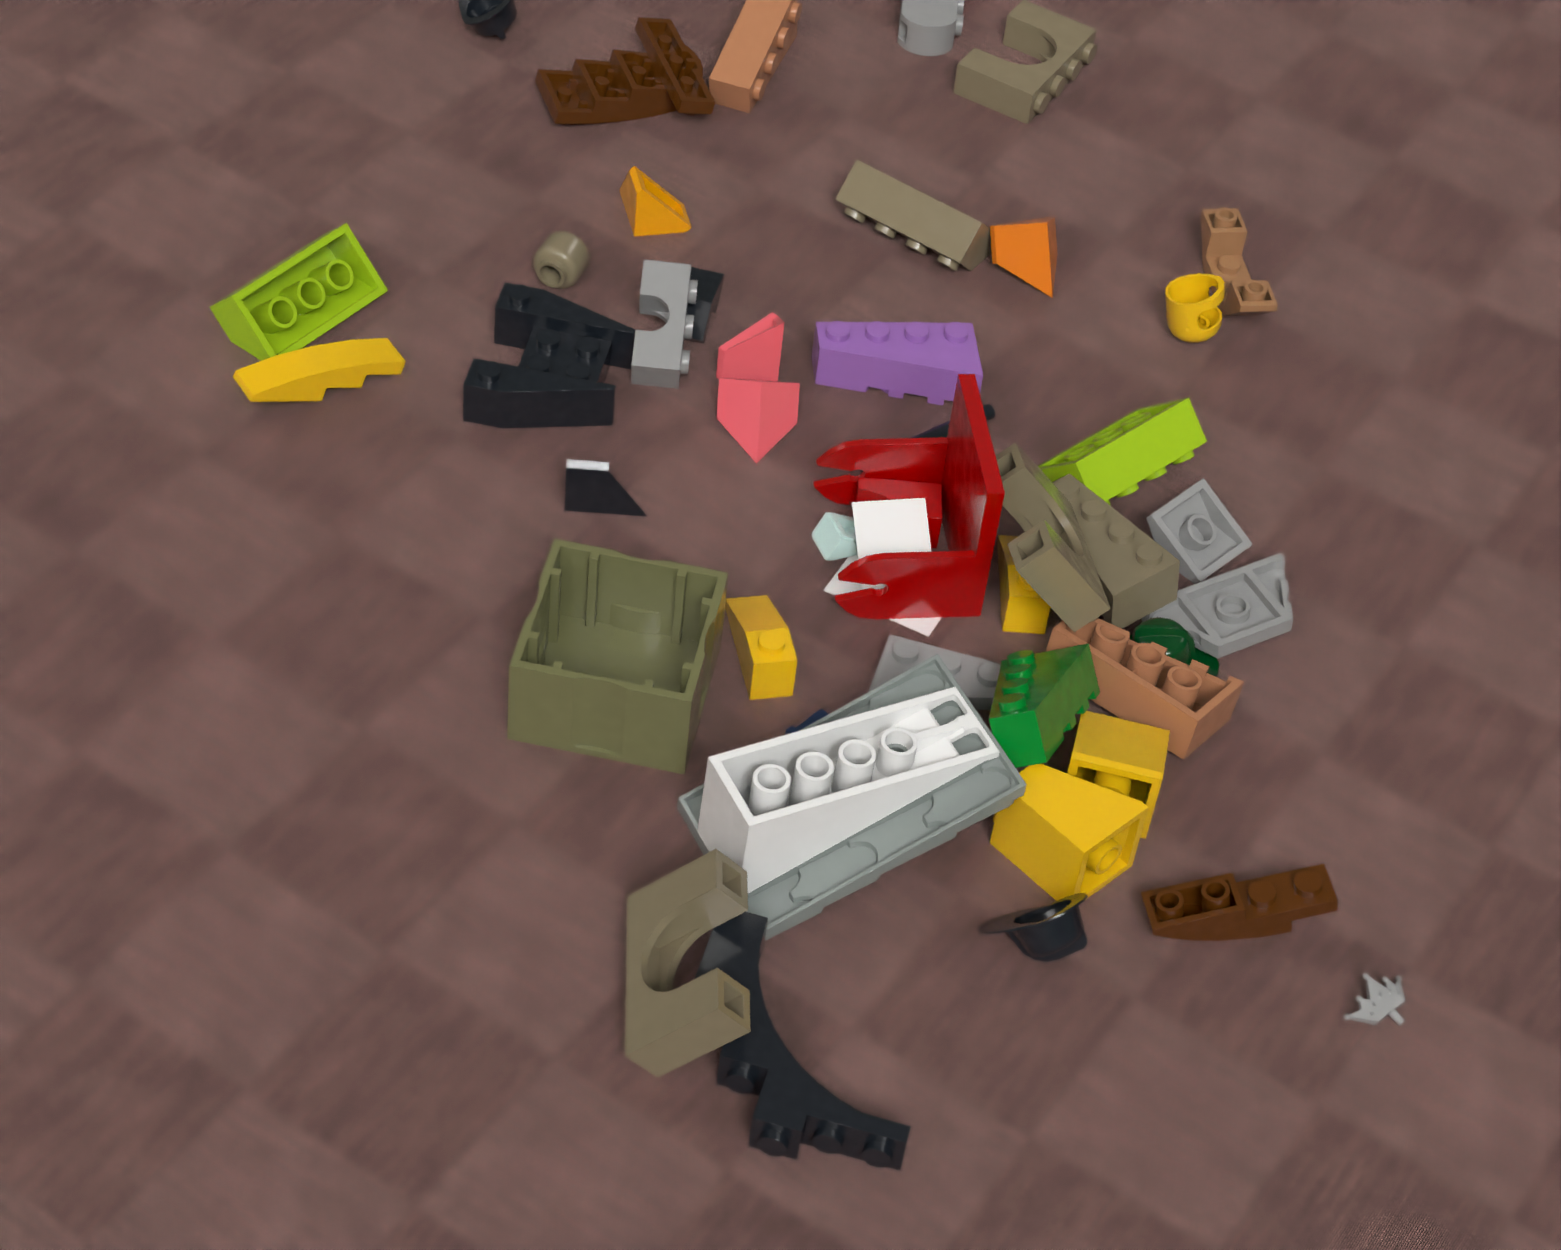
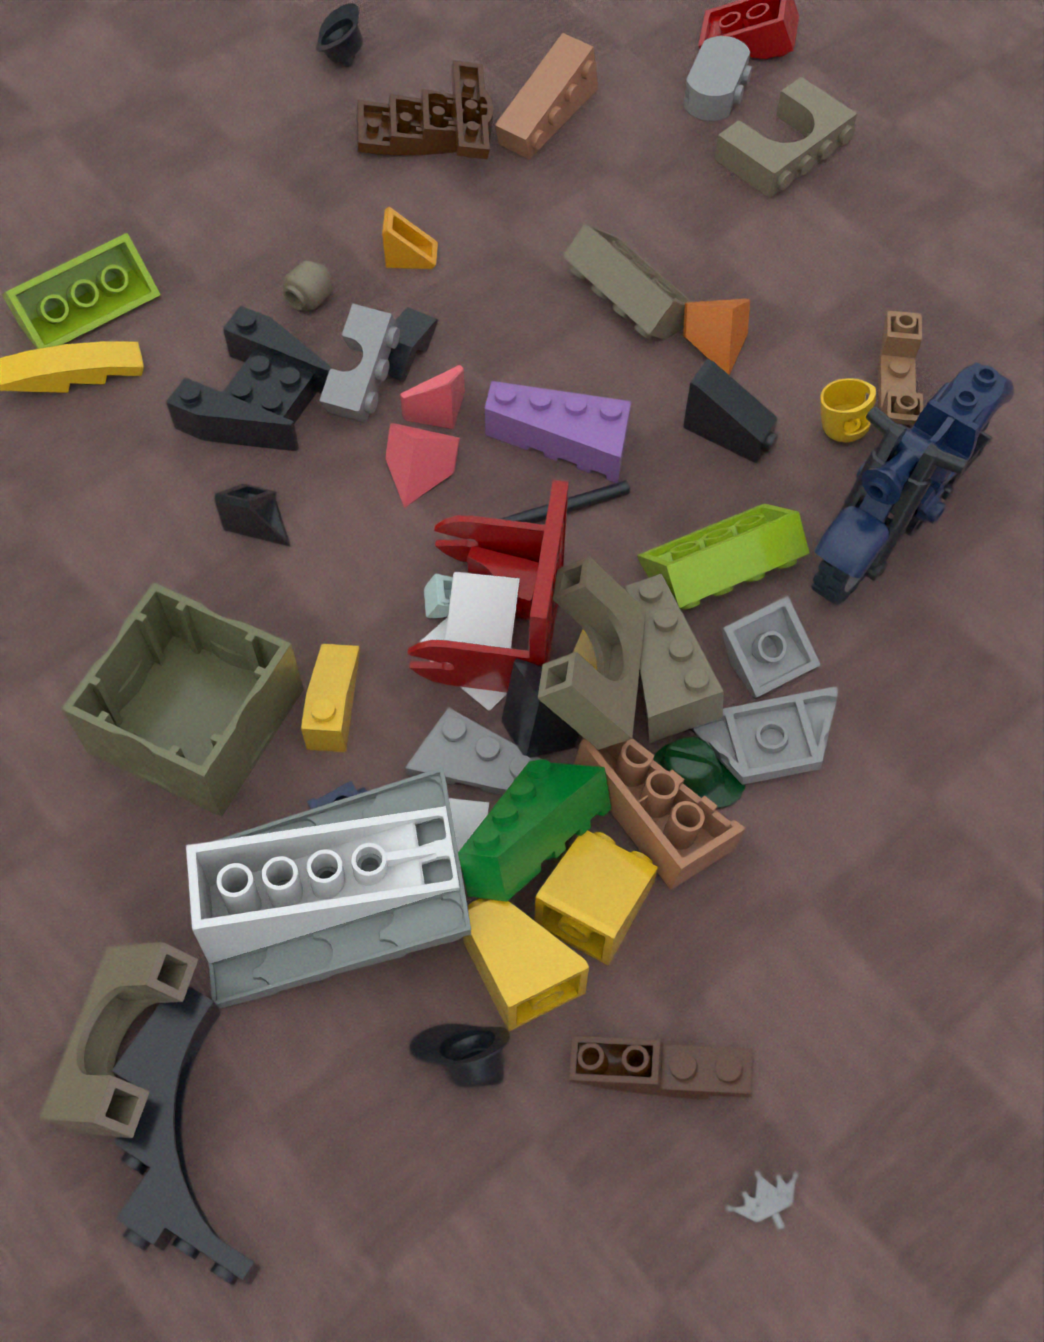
camera: 20 degrees right, 15 degrees up
(993, 612) = (530, 721): none -> black slope
(1075, 326) = (728, 414): none -> black slope
(1288, 350) = (908, 478): none -> dark blue piece

